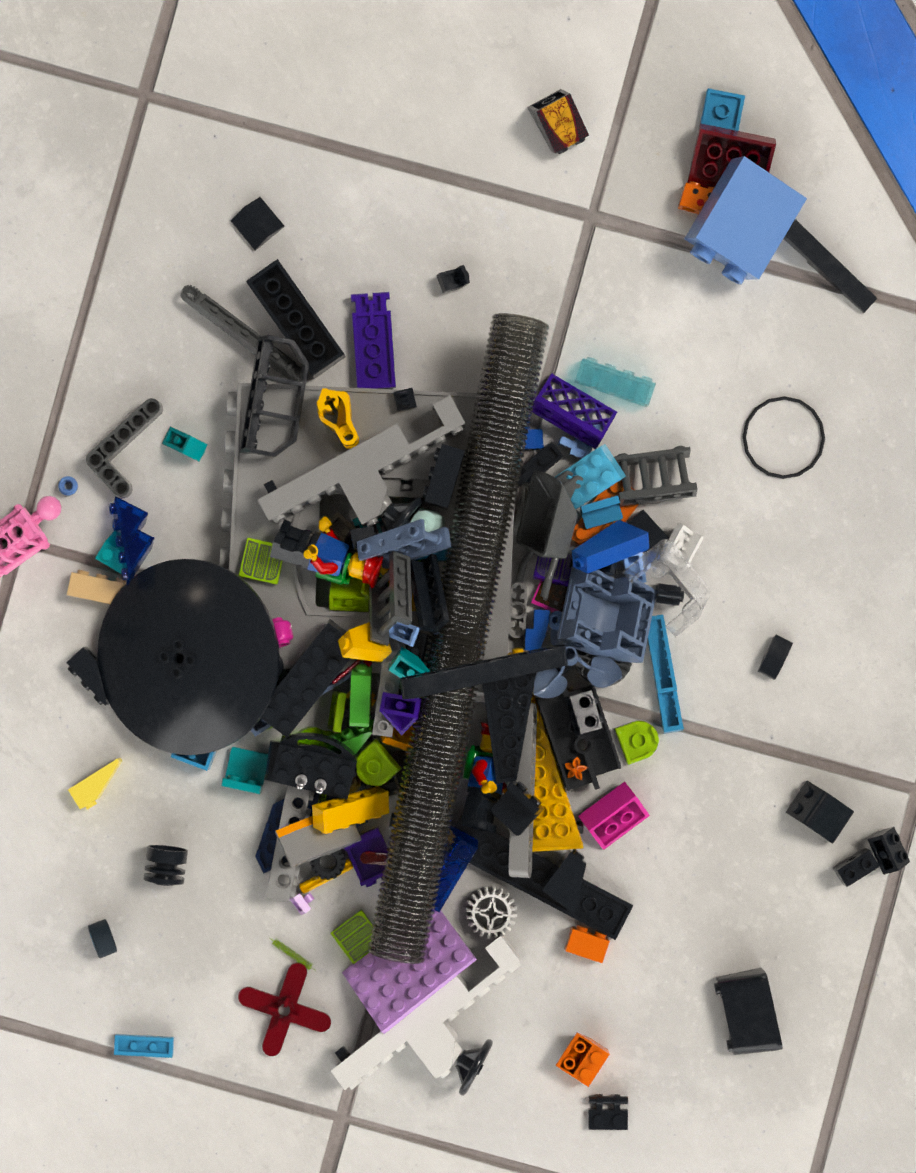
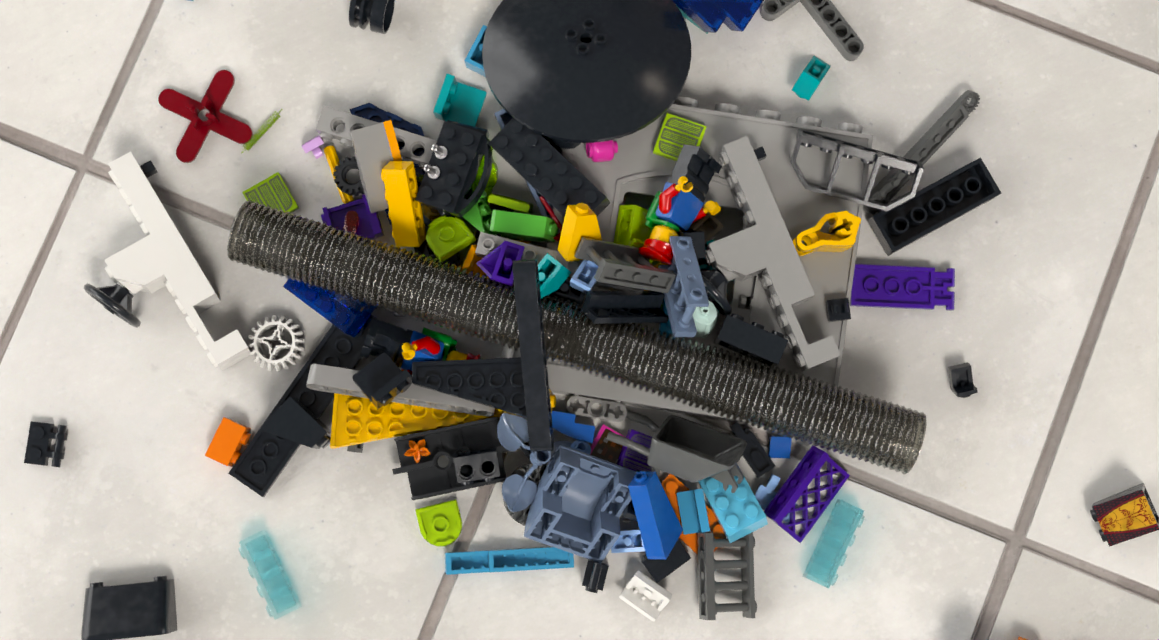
camera: 95 degrees right, 5 degrees down
(257, 223) = (1039, 179): black slope -> none
(395, 988) = (203, 231): lavender plate -> none
(583, 1058) = (105, 423): orange slope -> none
(614, 815) = (362, 487): dark pink slope -> none
(665, 559) = (634, 578): clear windscreen -> none
(702, 889) = (269, 574): none -> clear light blue brick

